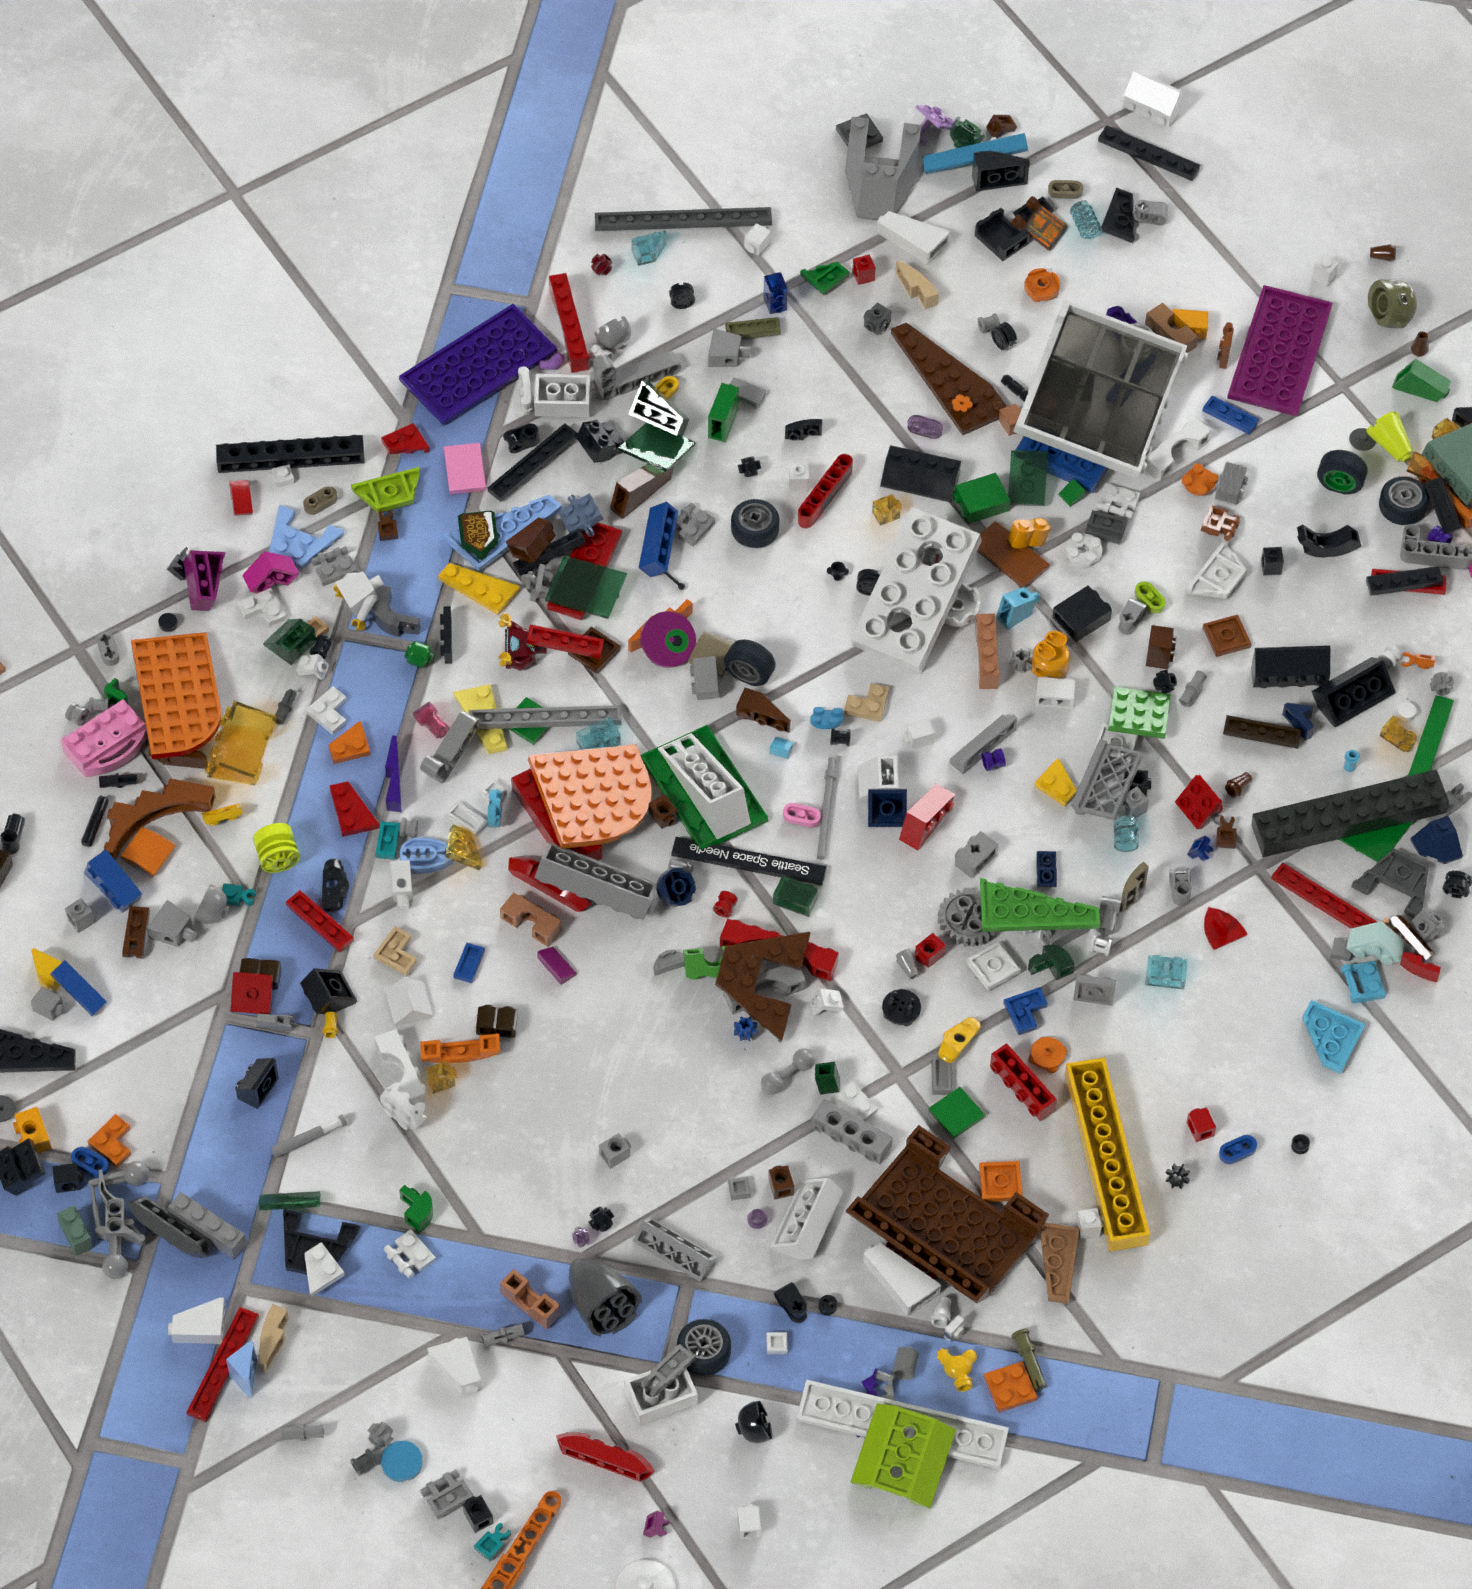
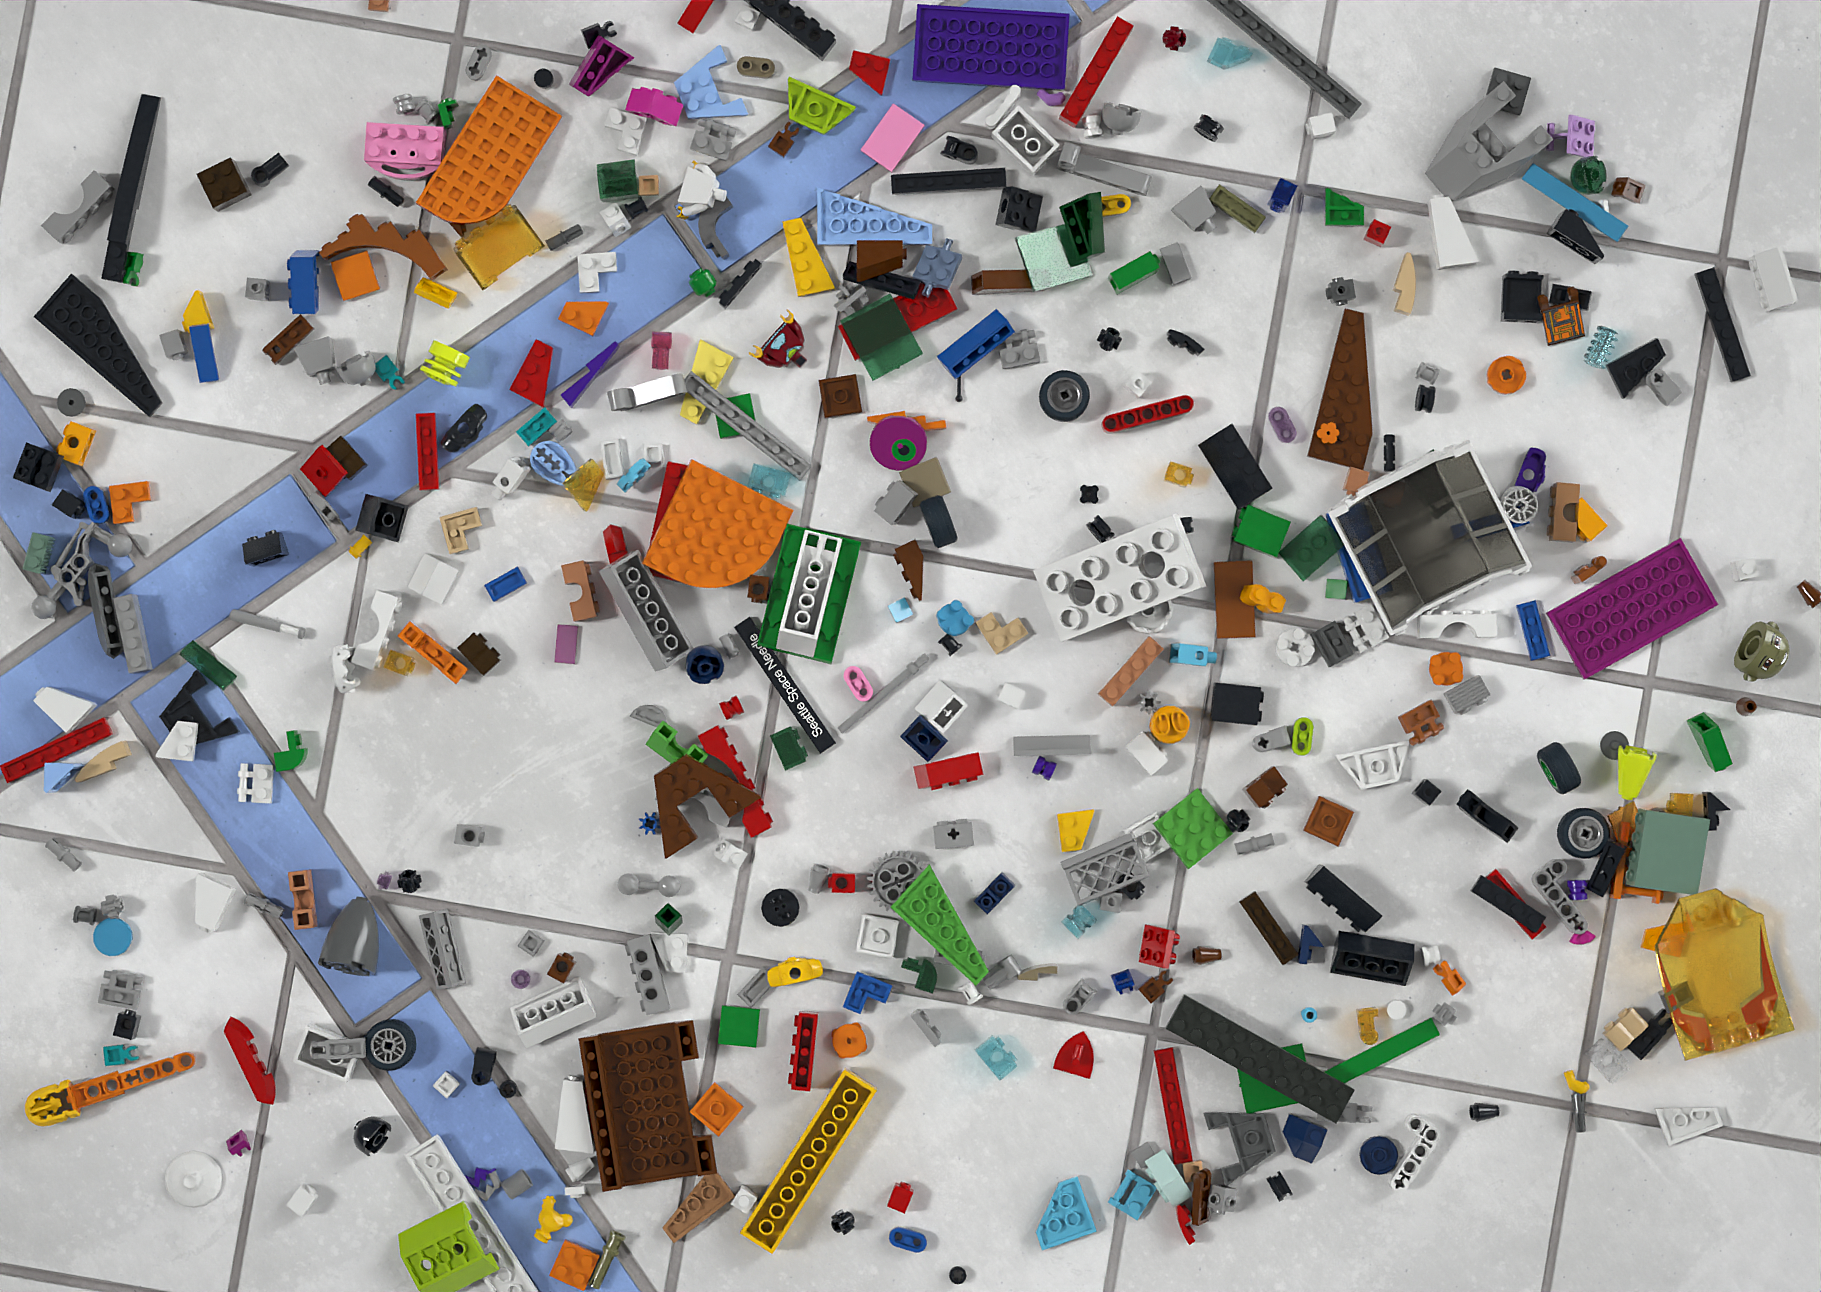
camera: 45 degrees right, 30 degrees up
(94, 821) = (339, 212): black axle -> none
(478, 532) = (844, 213): tile -> none
(565, 641) = (817, 375): red plate -> none
(1065, 189) = (1617, 299): dark tan plate -> none

